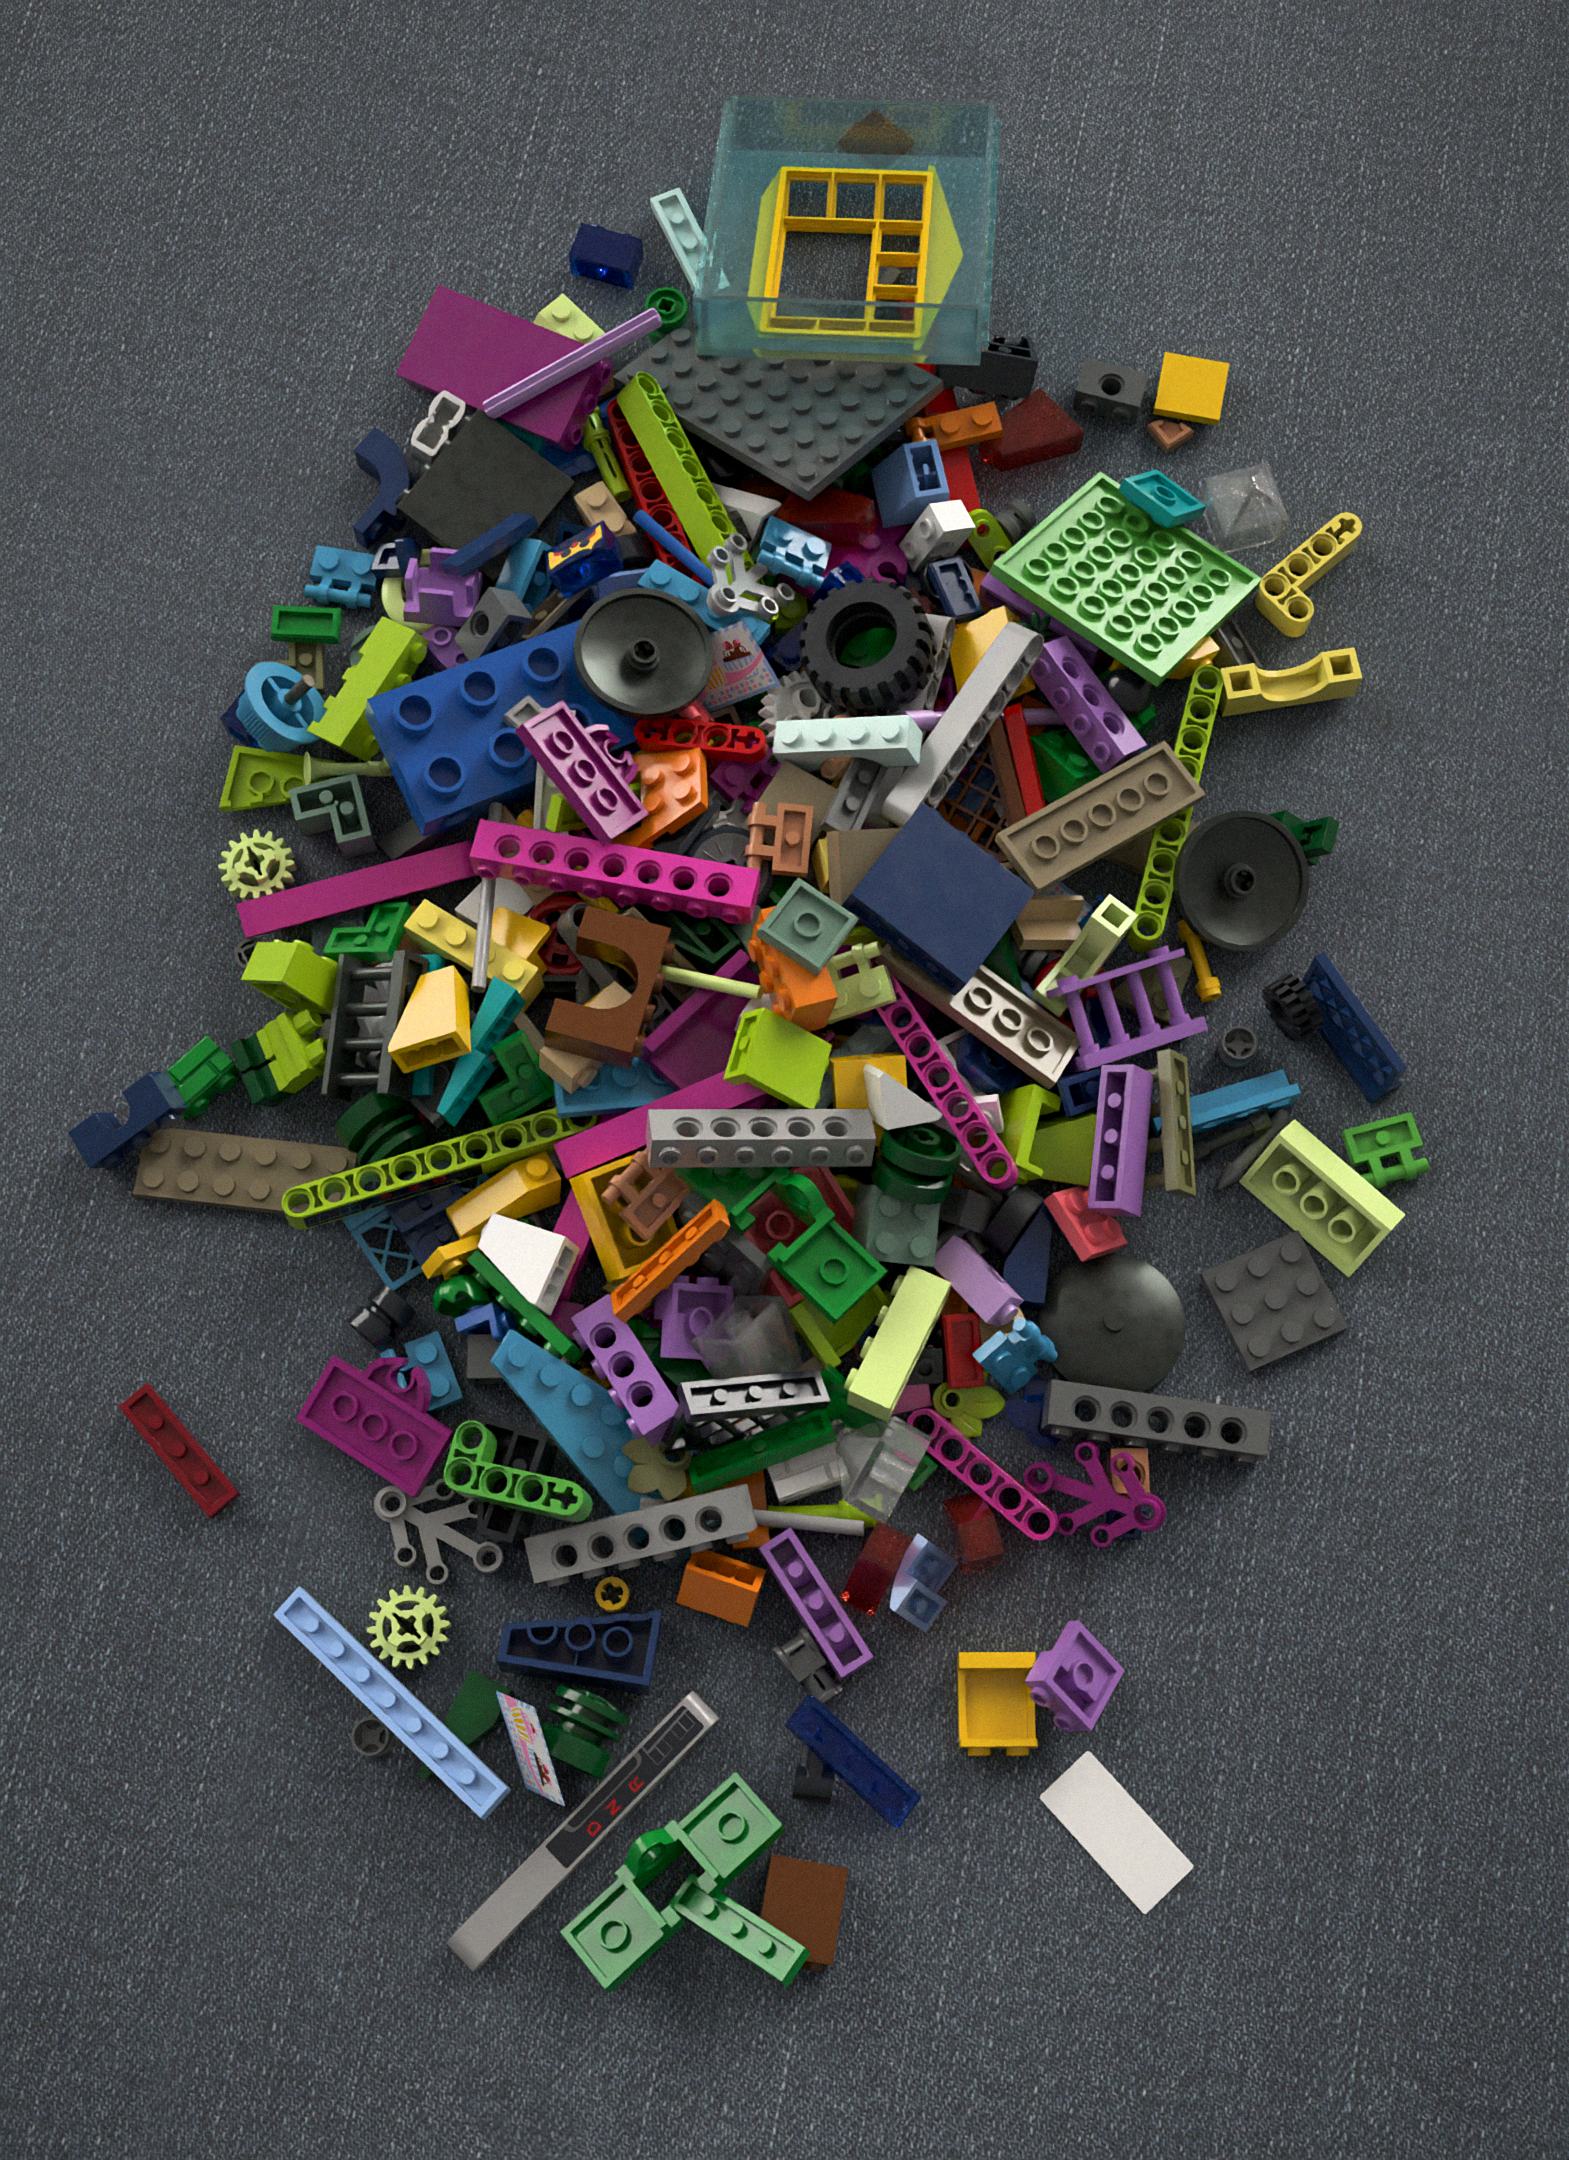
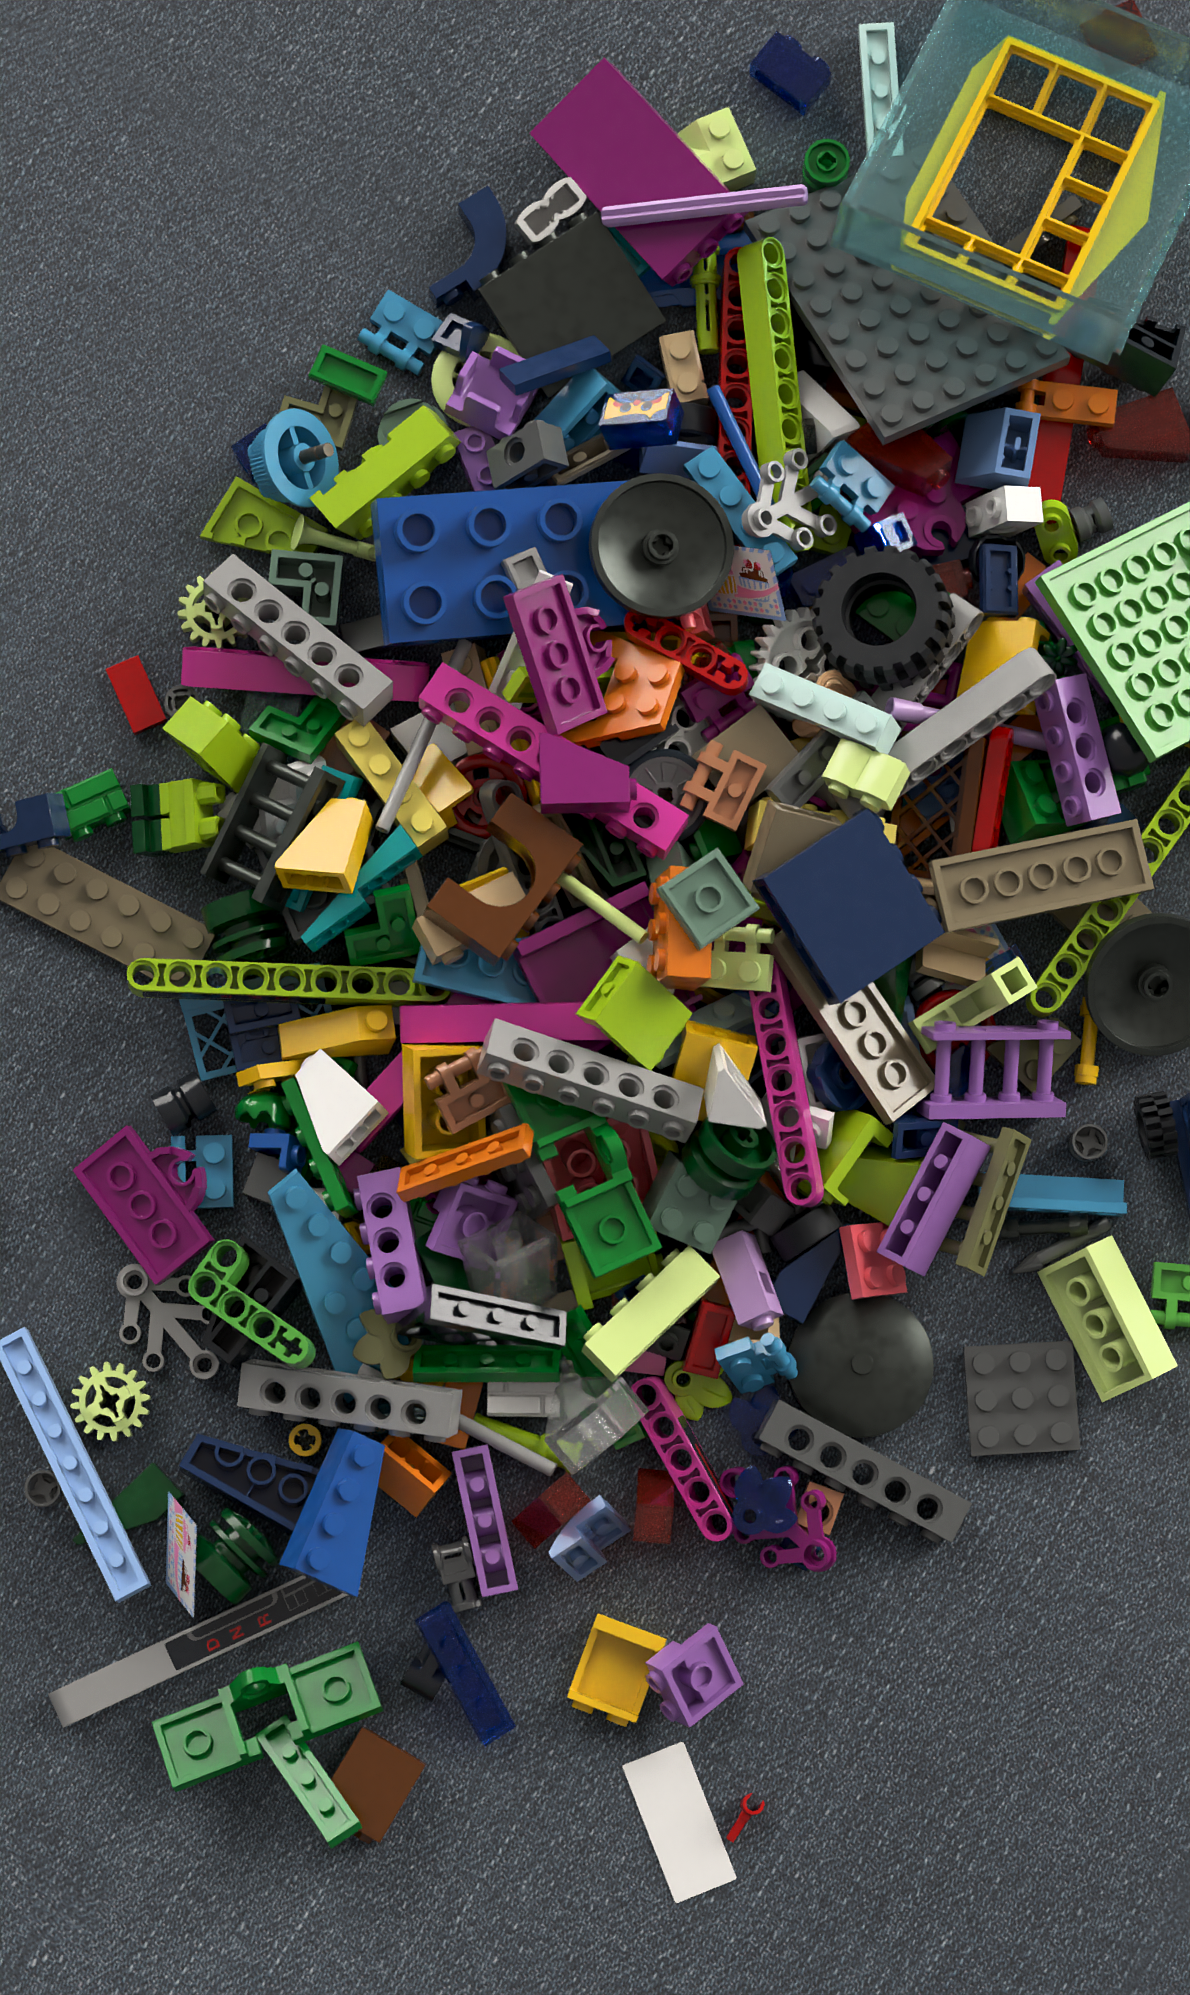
camera: 15 degrees right, 10 degrees up
(208, 967) = (136, 695): none -> red tile
(340, 855) = (237, 580): none -> light grey brick
(648, 870) = (581, 779): none -> magenta slope
(671, 1650) = (338, 1514): none -> blue wedge
(907, 779) = (865, 775): none -> yellowish green brick
(1078, 1479) = (767, 1499): none -> clear blue plate
(1177, 1801) = (743, 1818): none -> red hand

